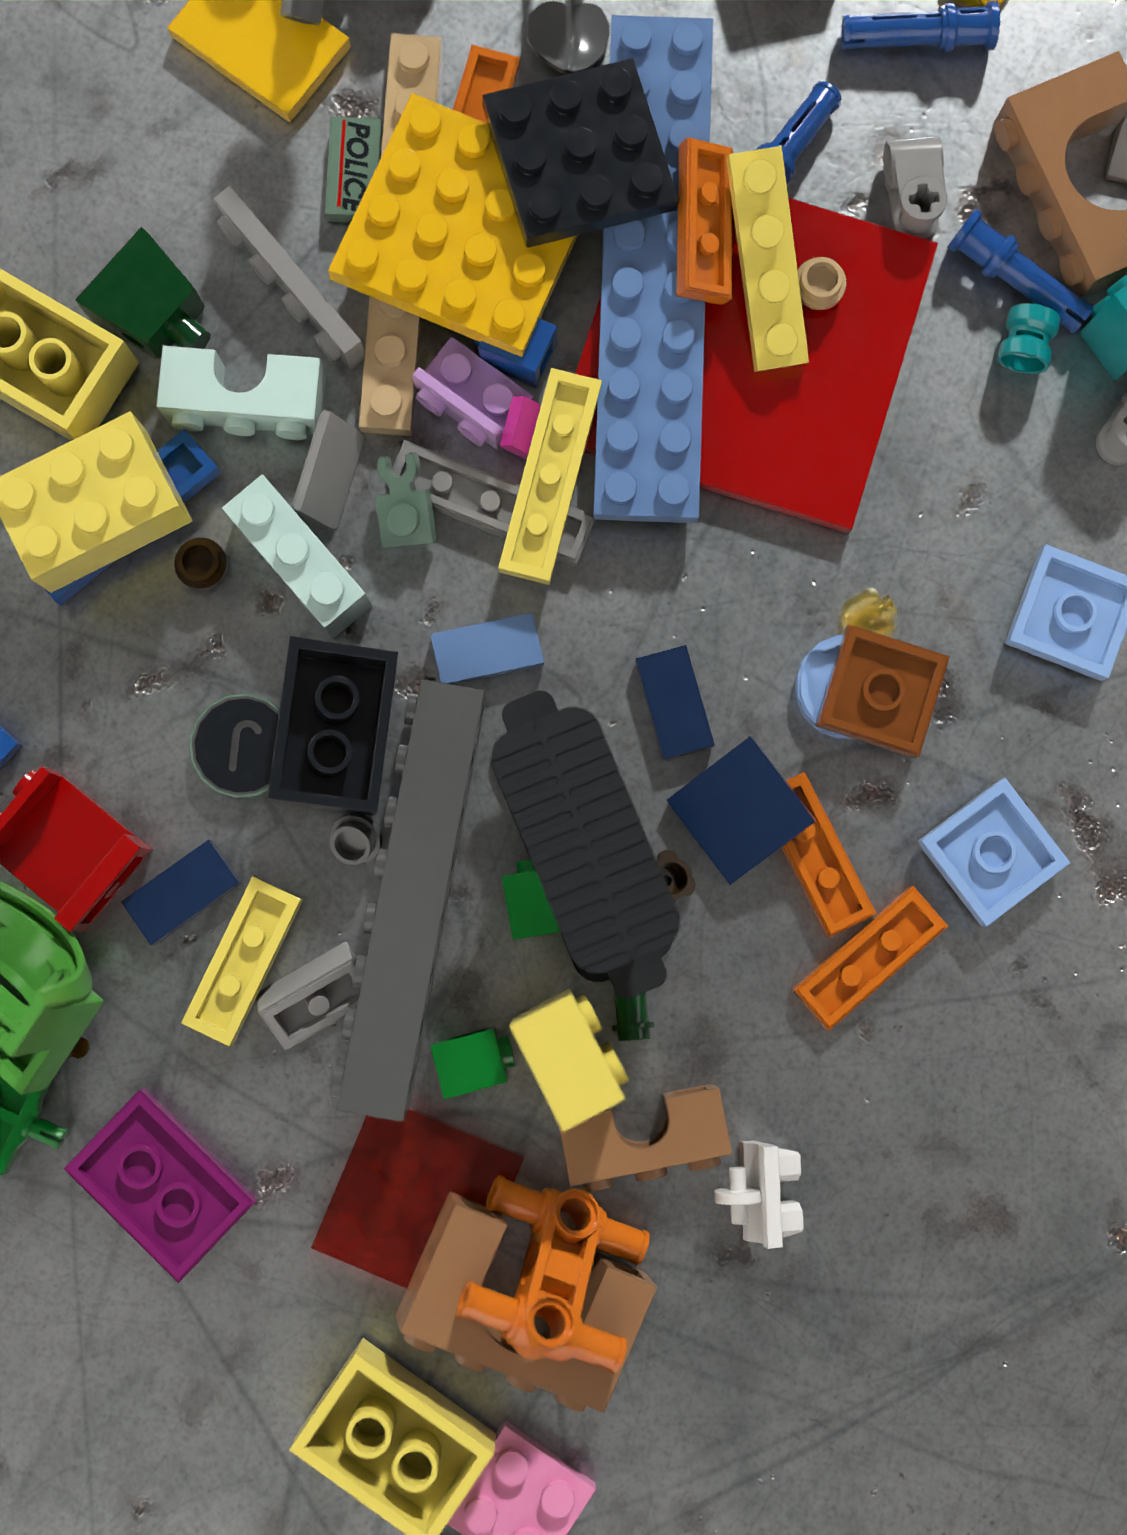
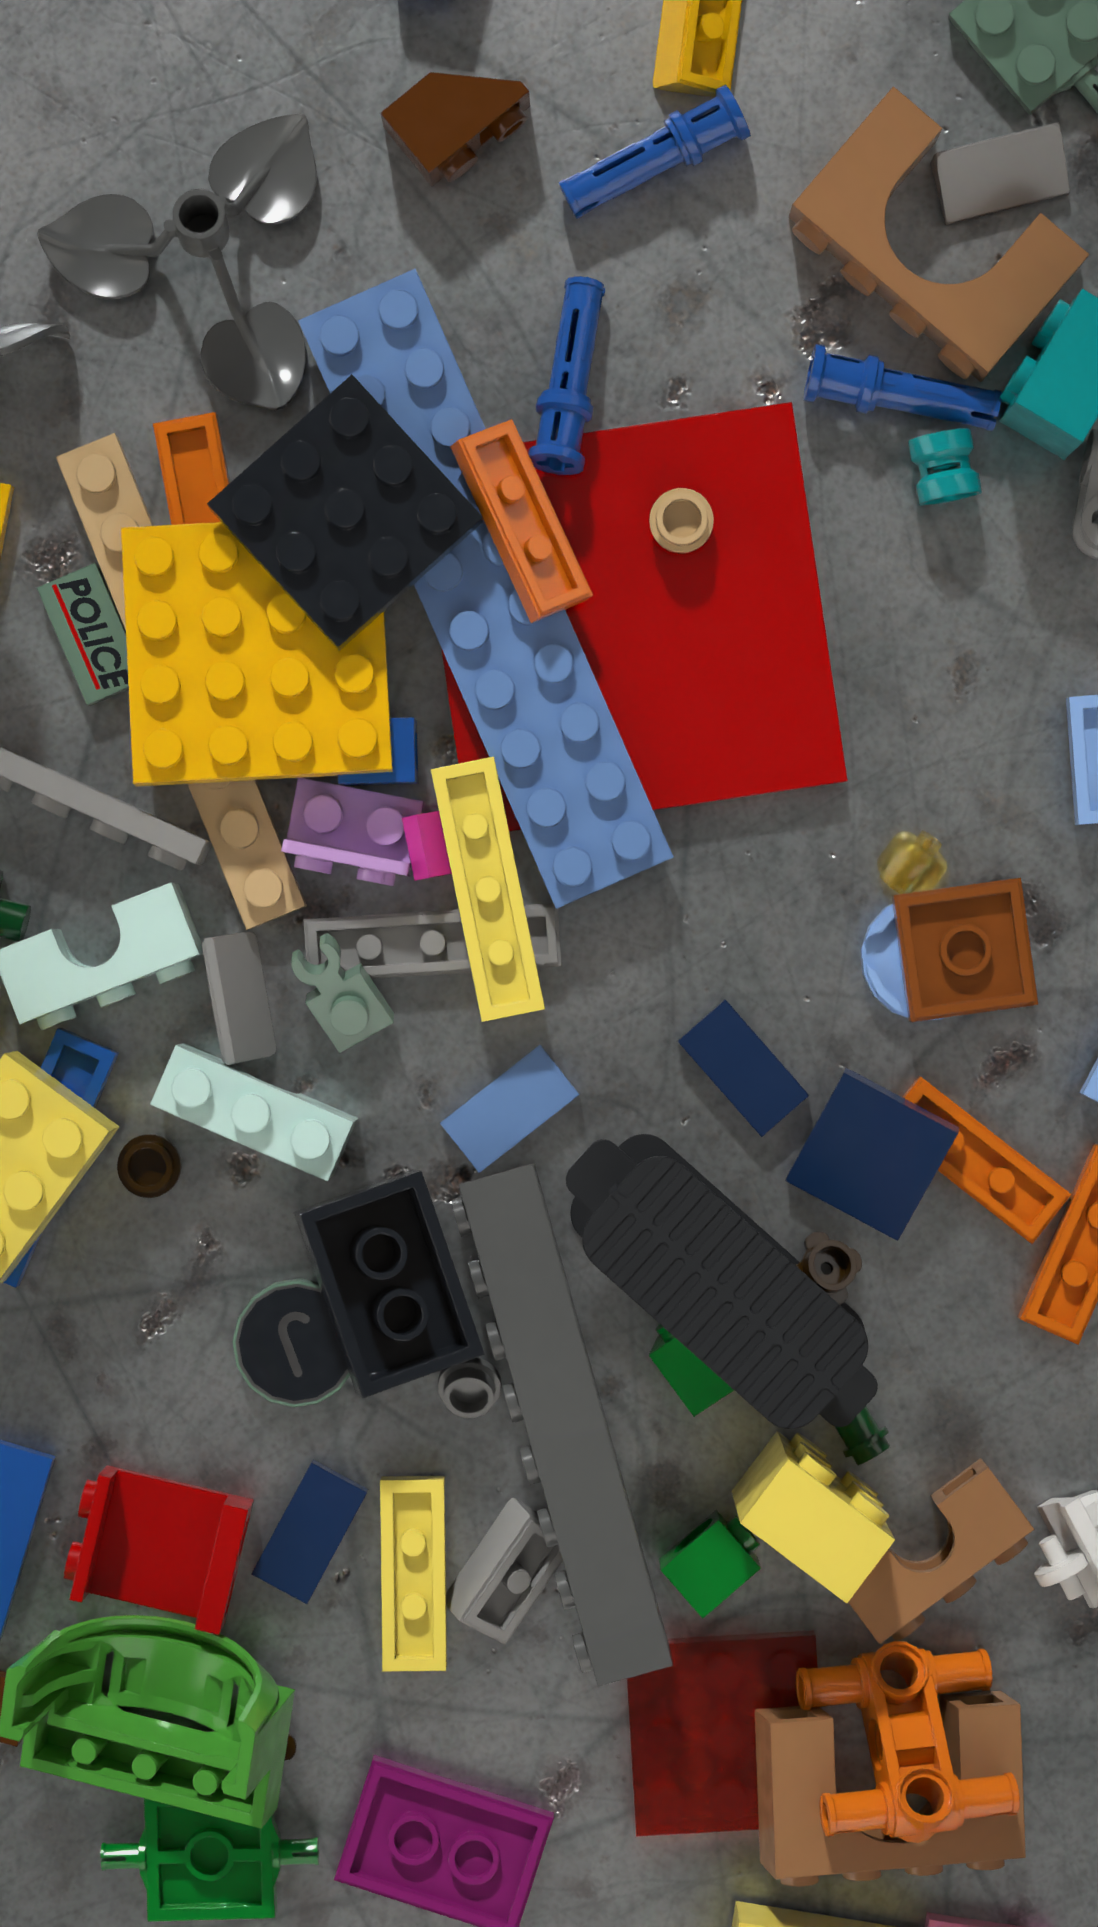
camera: 20 degrees left, 5 degrees up
(767, 258) = (612, 531): light yellow plate -> none
(915, 184) = (730, 337): light grey piece -> none

